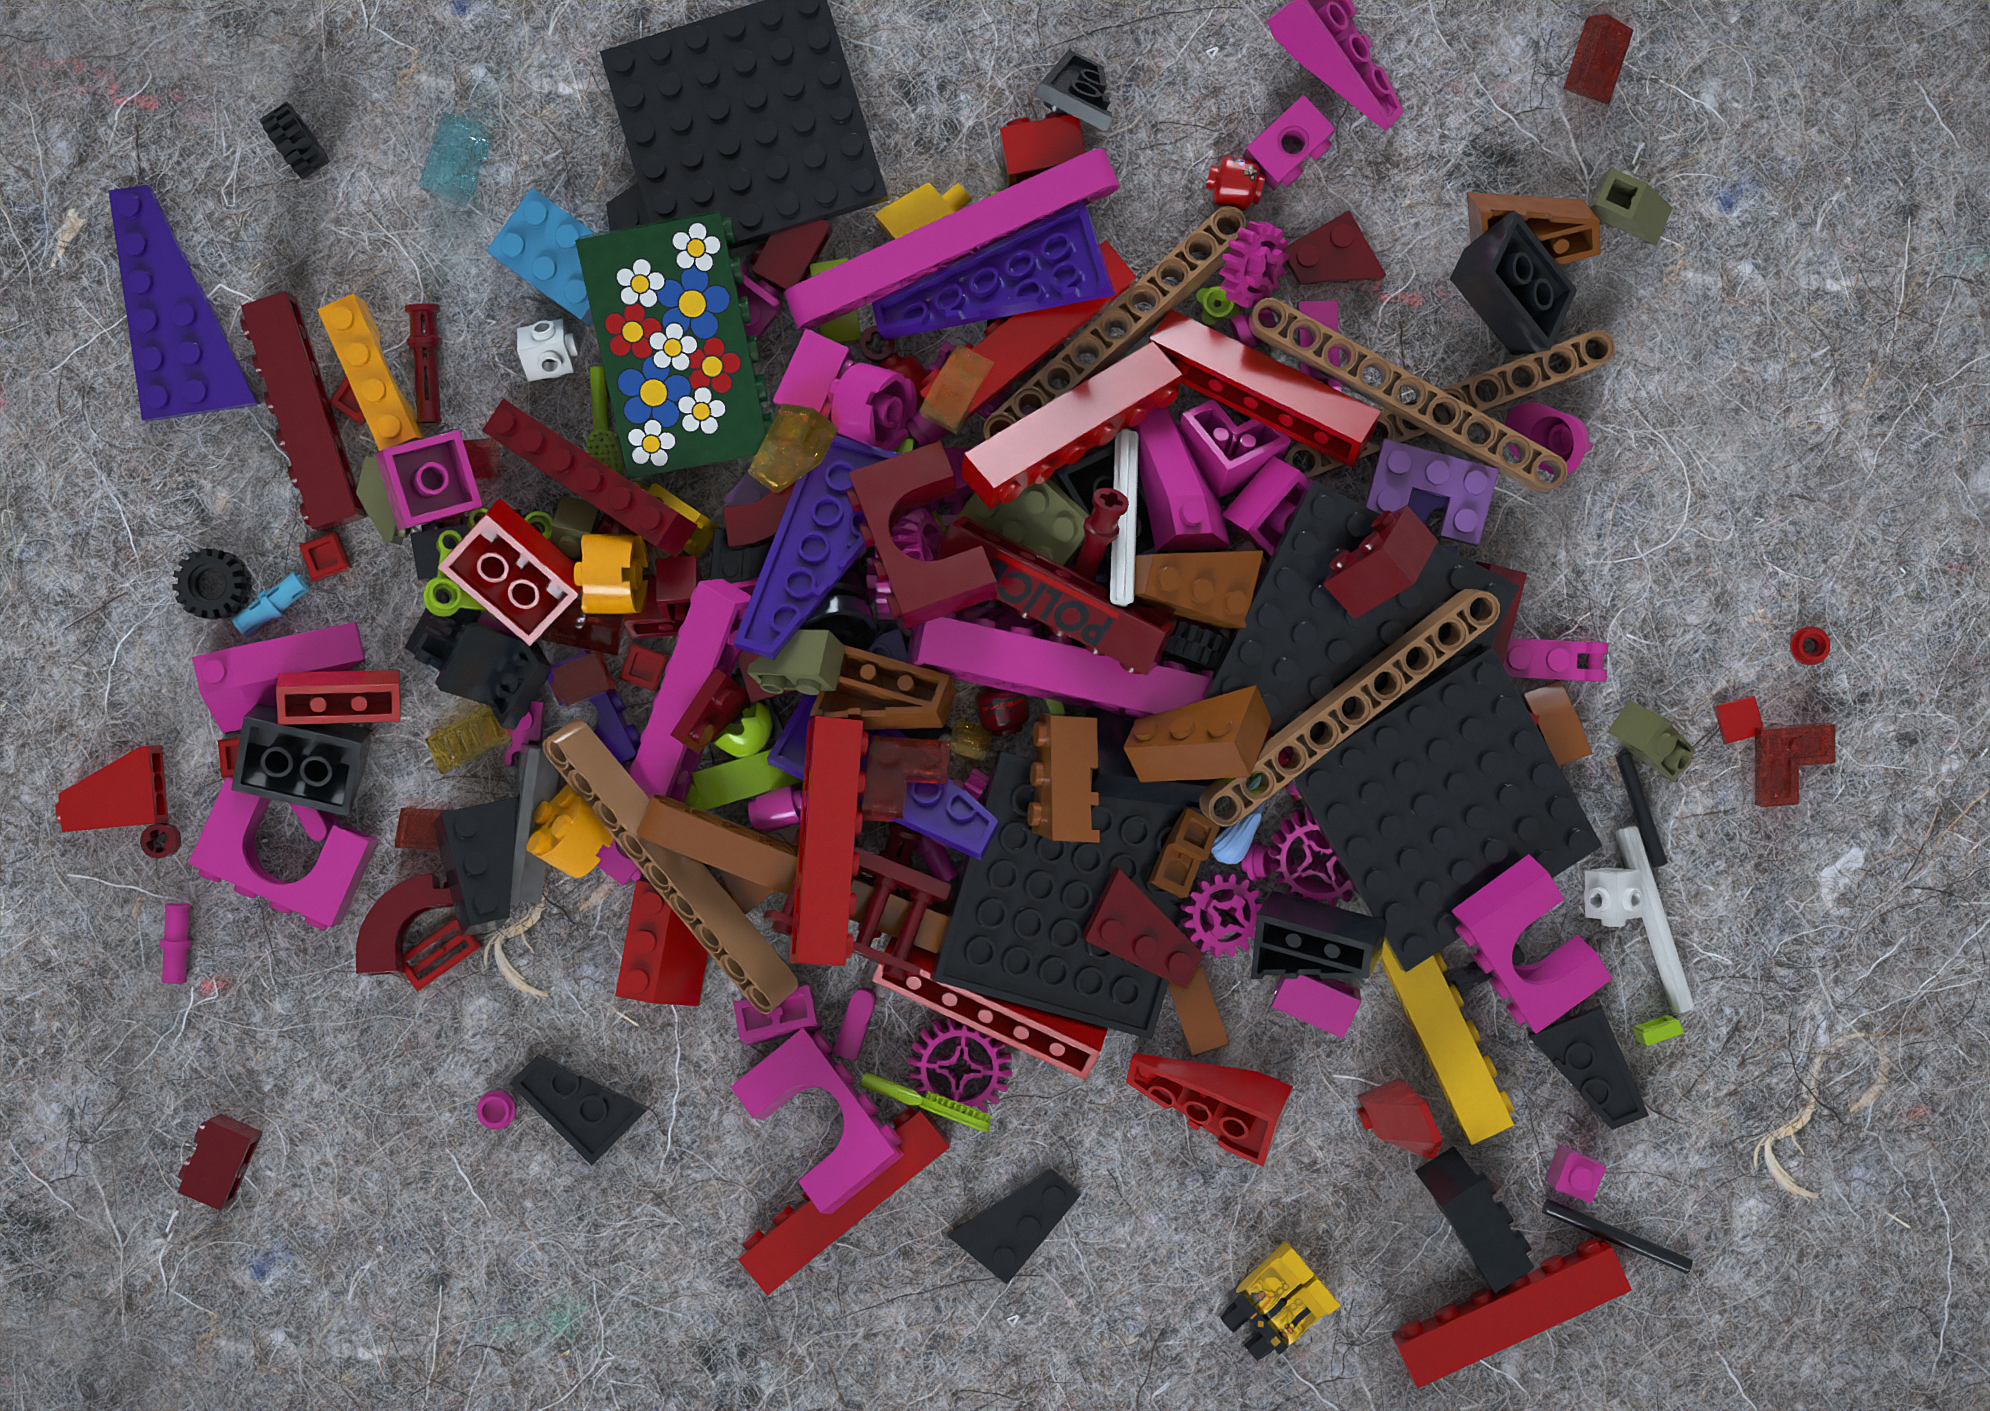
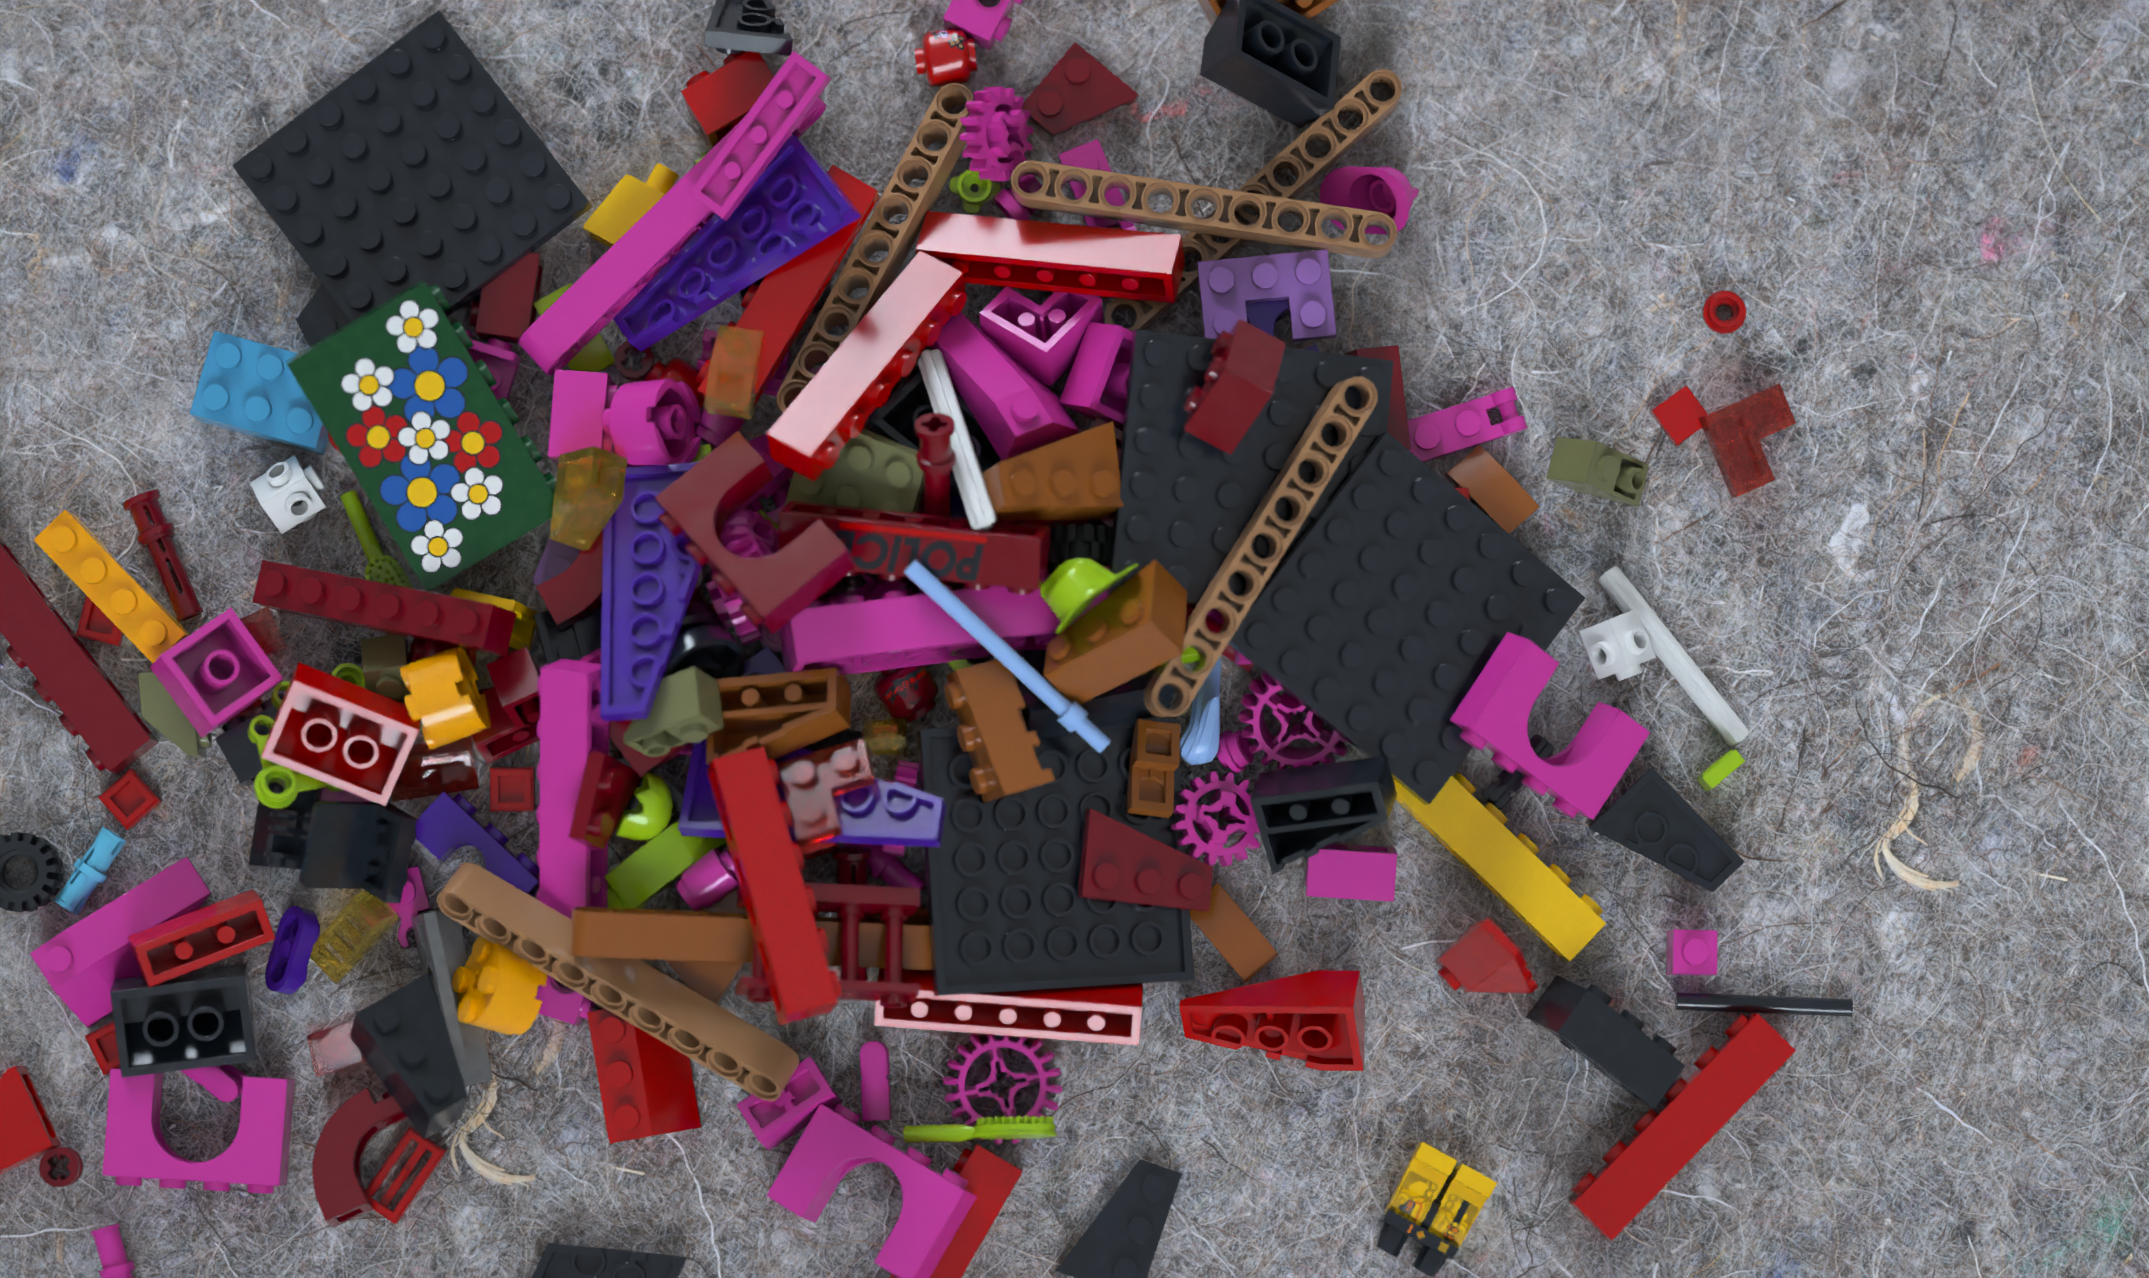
camera: 20 degrees left, 5 degrees down
(413, 733) = (292, 950): none -> dark purple plate
(455, 160) = (122, 332): clear light blue brick -> none
(582, 680) = (453, 821): clear red brick -> none
(1054, 191) = (760, 135): none -> dark pink plate
(1132, 787) = (1070, 715): none -> light blue bar
(1180, 682) = (1076, 586): none -> lime piece
(1641, 809) = (1616, 547): black bar -> none

